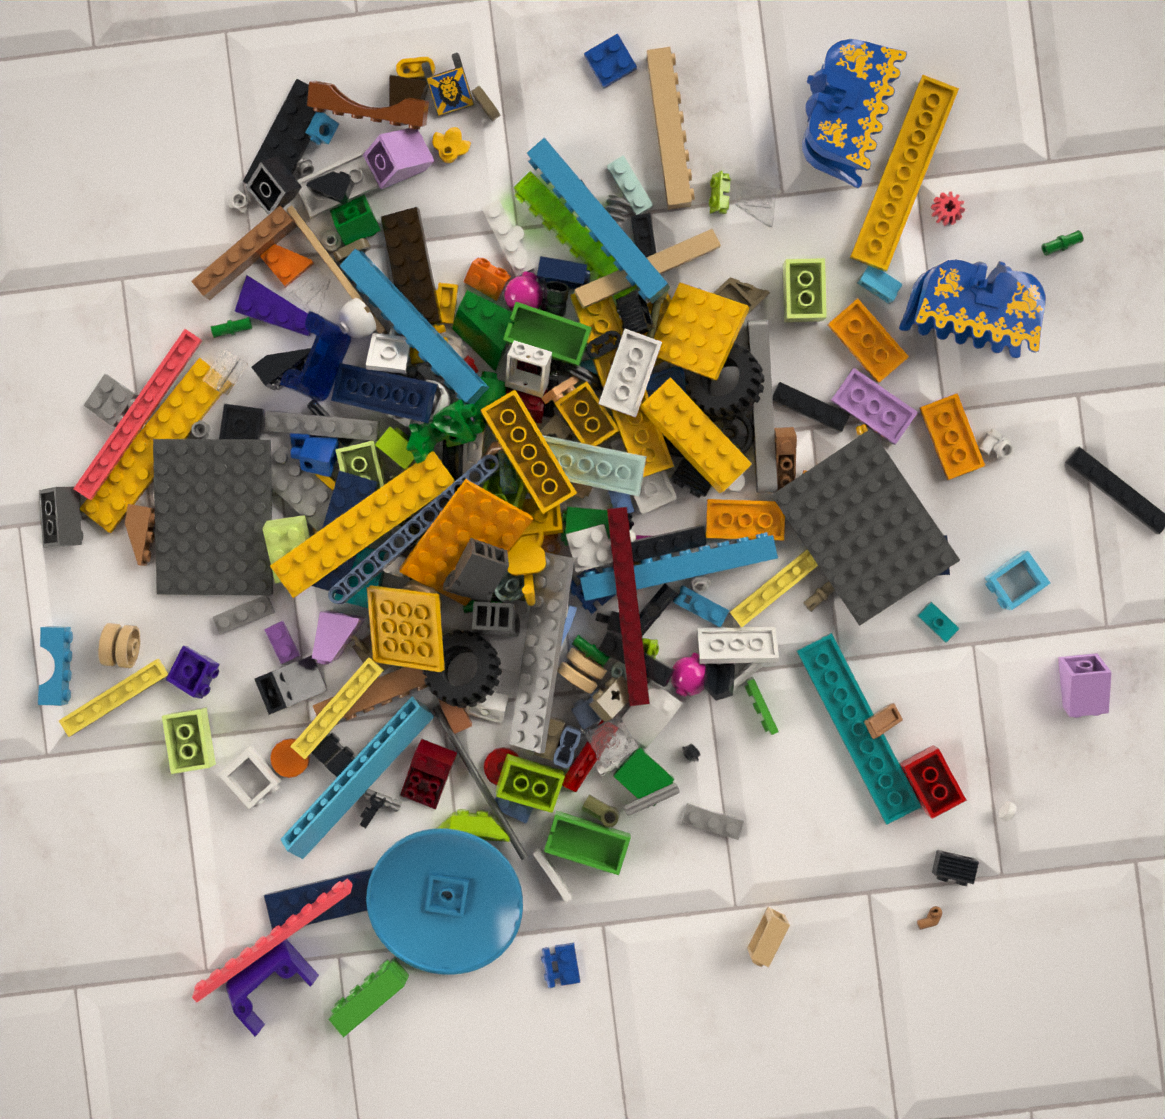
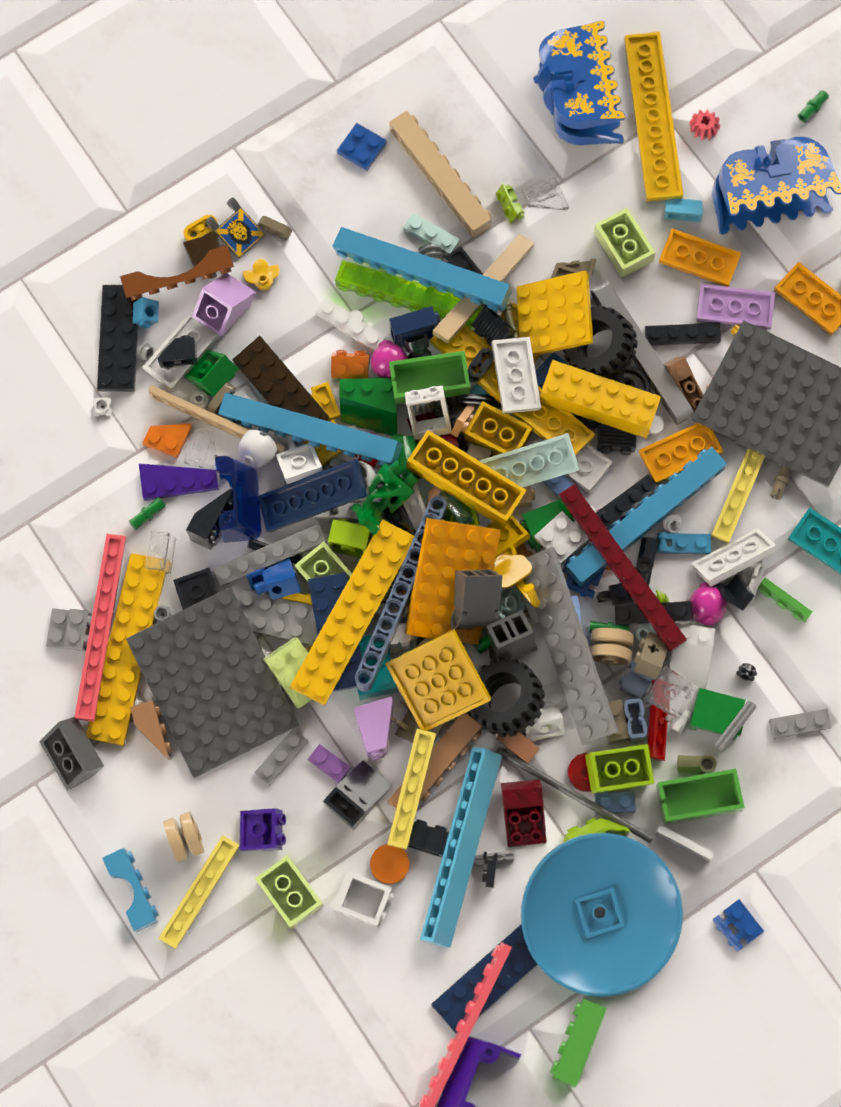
camera: 25 degrees left, 15 degrees down
(244, 253) = (128, 445): medium nougat brick -> none
(273, 185) = (127, 377): black slope -> none

